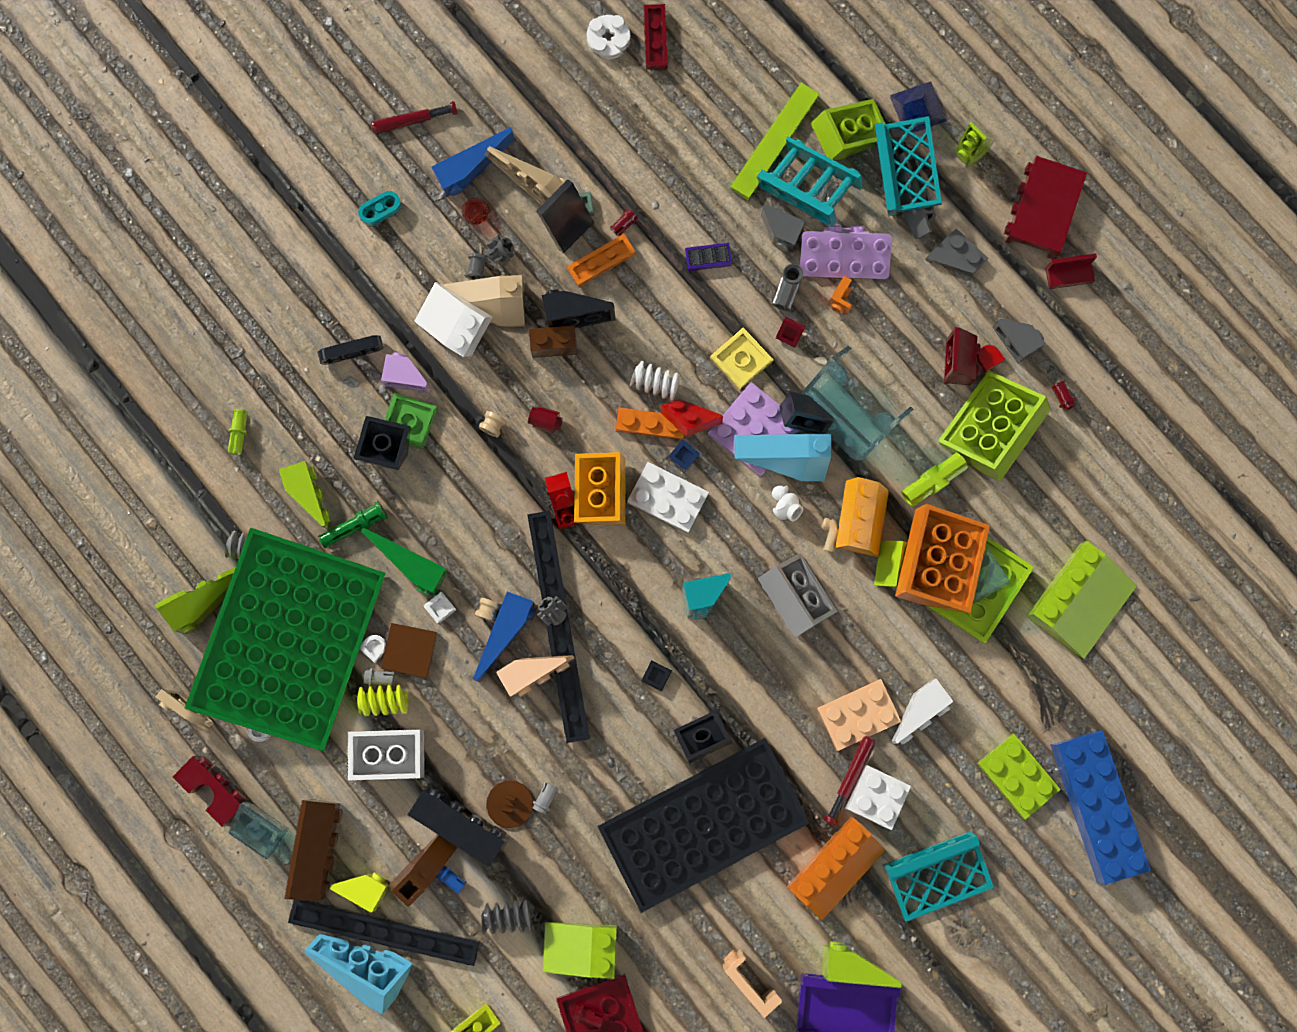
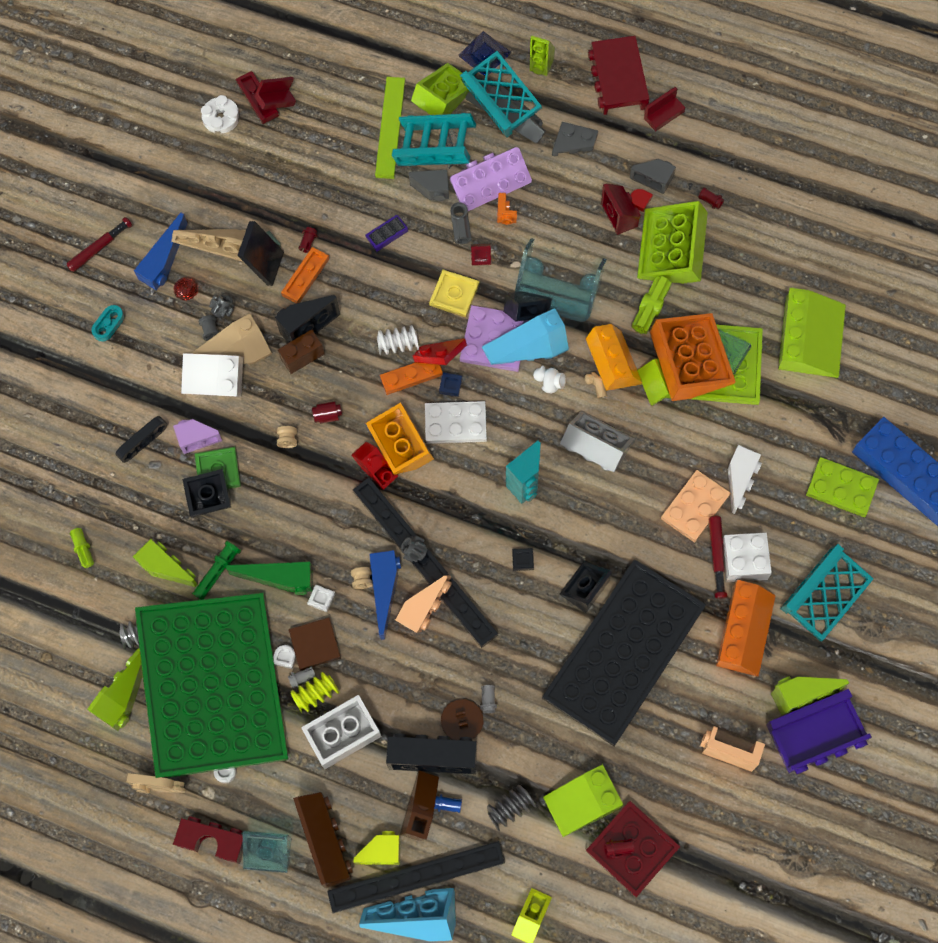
camera: 25 degrees left, 10 degrees down
(674, 44) = (275, 93): none -> dark red panel

